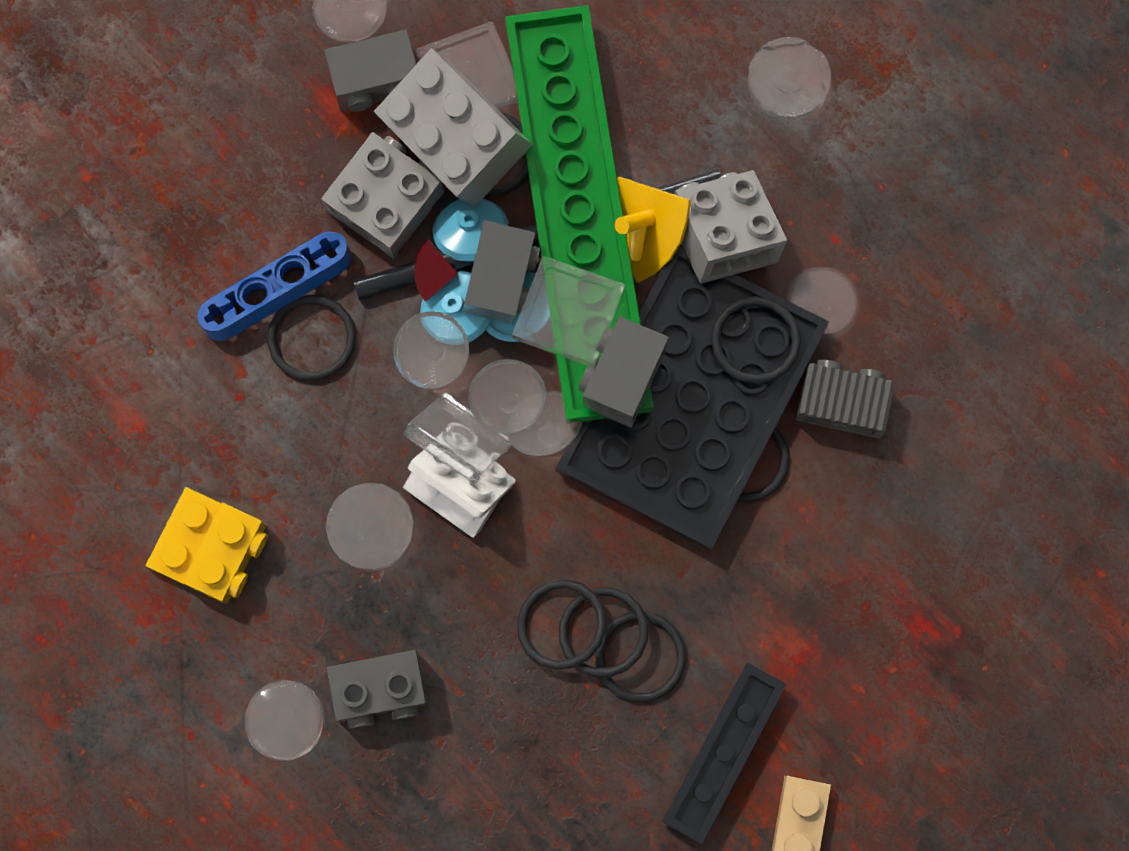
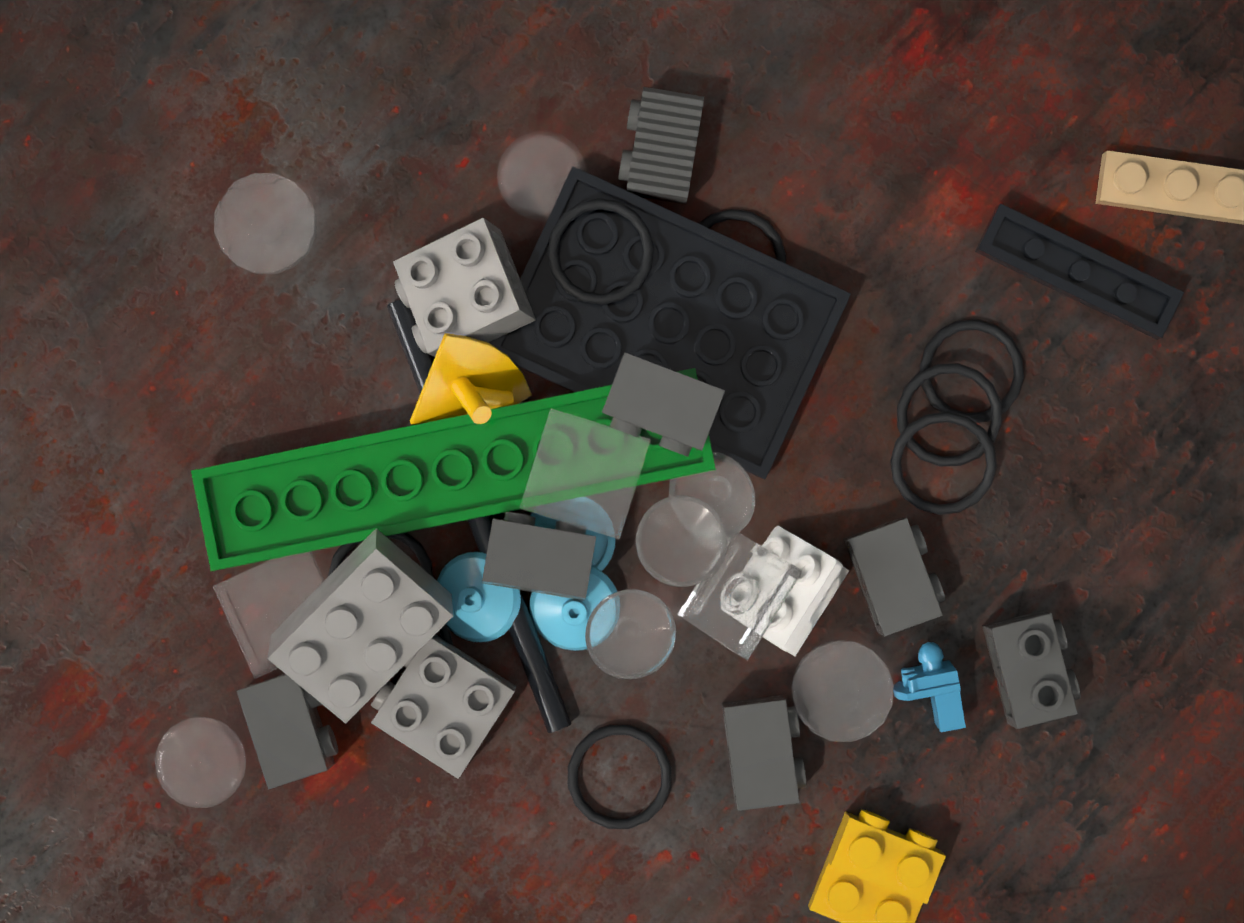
camera: 85 degrees left, 10 degrees up
(278, 292) = (553, 829): blue beam -> none
(284, 720) = (1066, 772): clear piece -> none
(322, 453) = (762, 752): none -> dark grey brick
(372, 607) = (934, 680): none -> dark azure piece
(431, 271) = (536, 639): dark red tile -> none
(466, 574) = (894, 576): none -> dark grey brick

